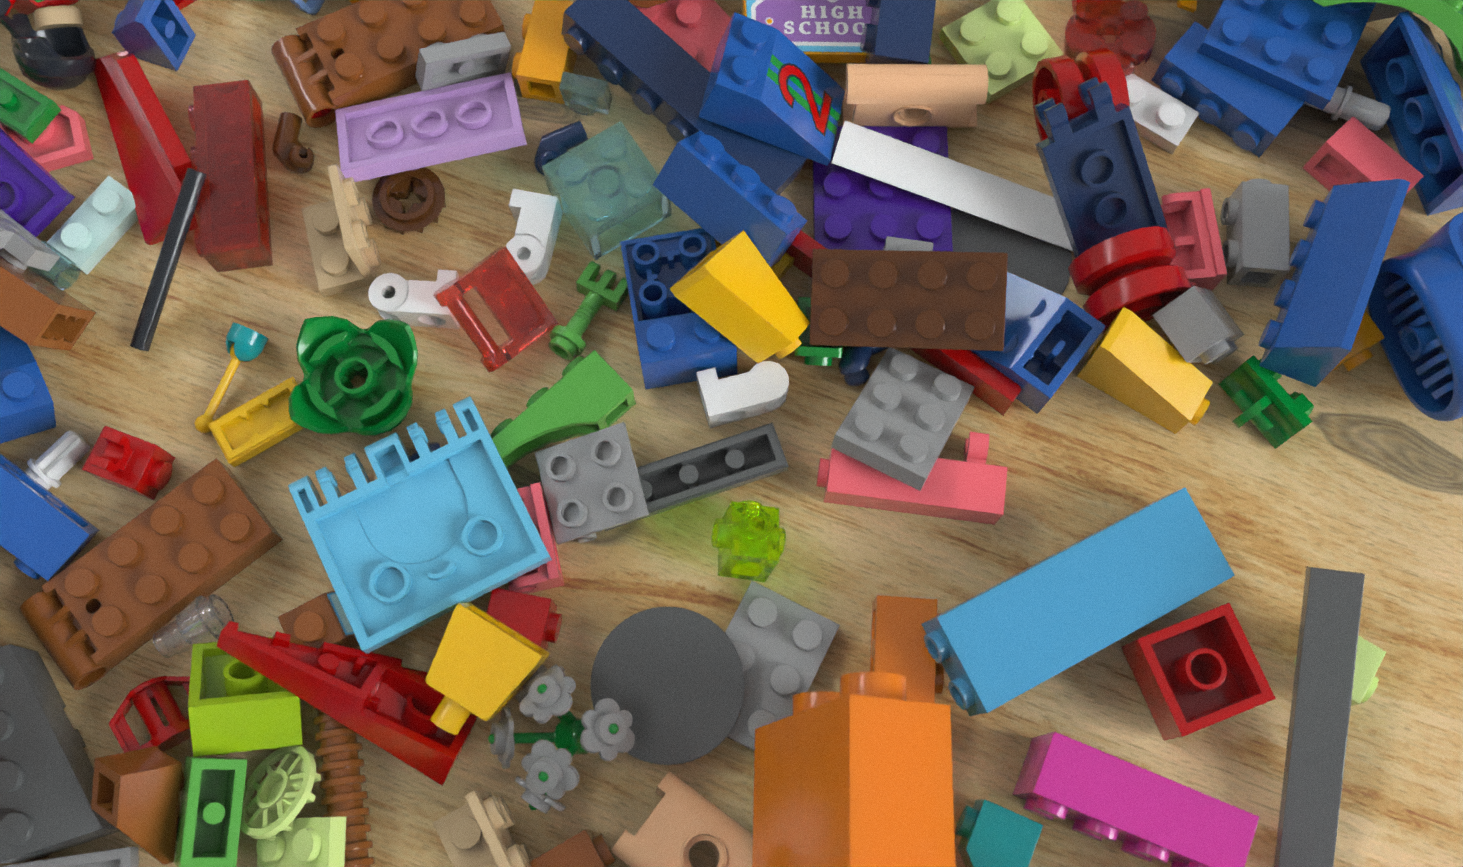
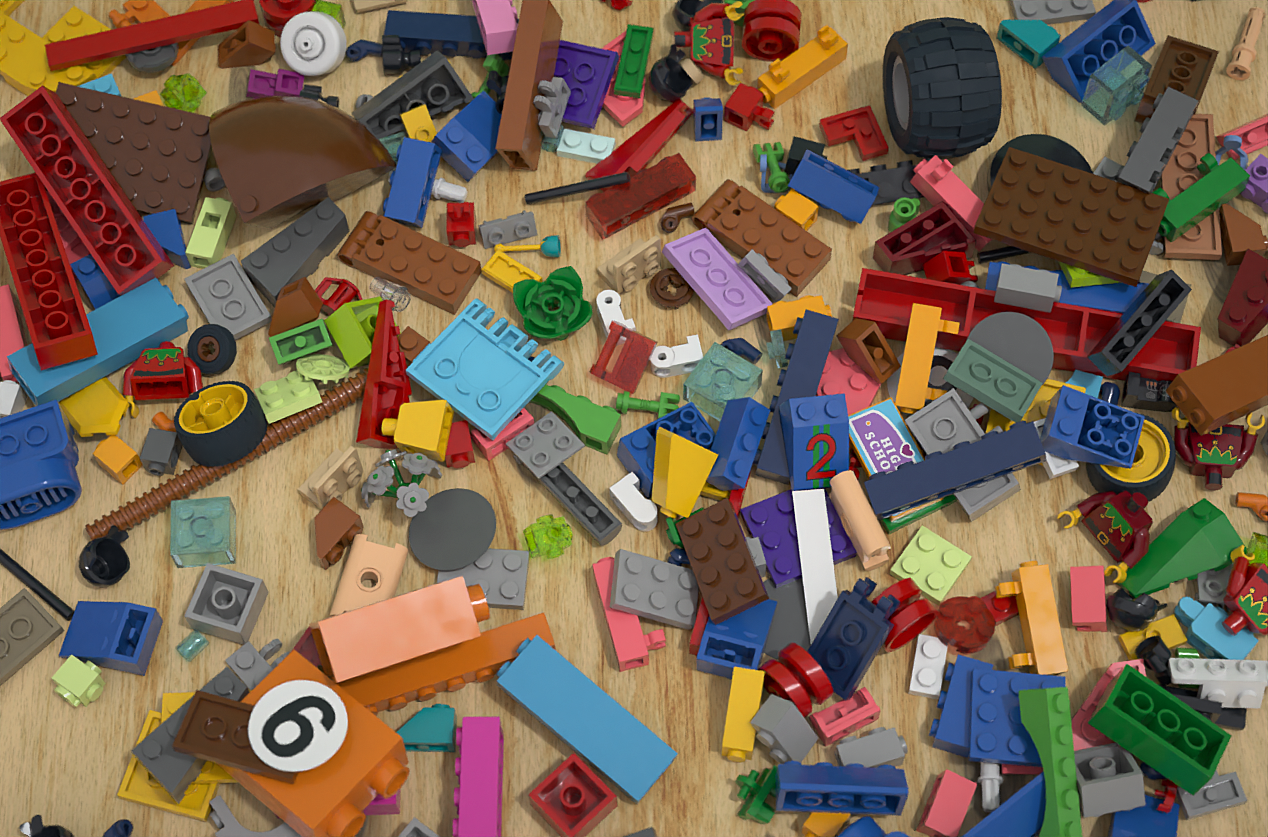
camera: 70 degrees right, 10 degrees down
(181, 386) = (508, 230): none -> light grey hinge

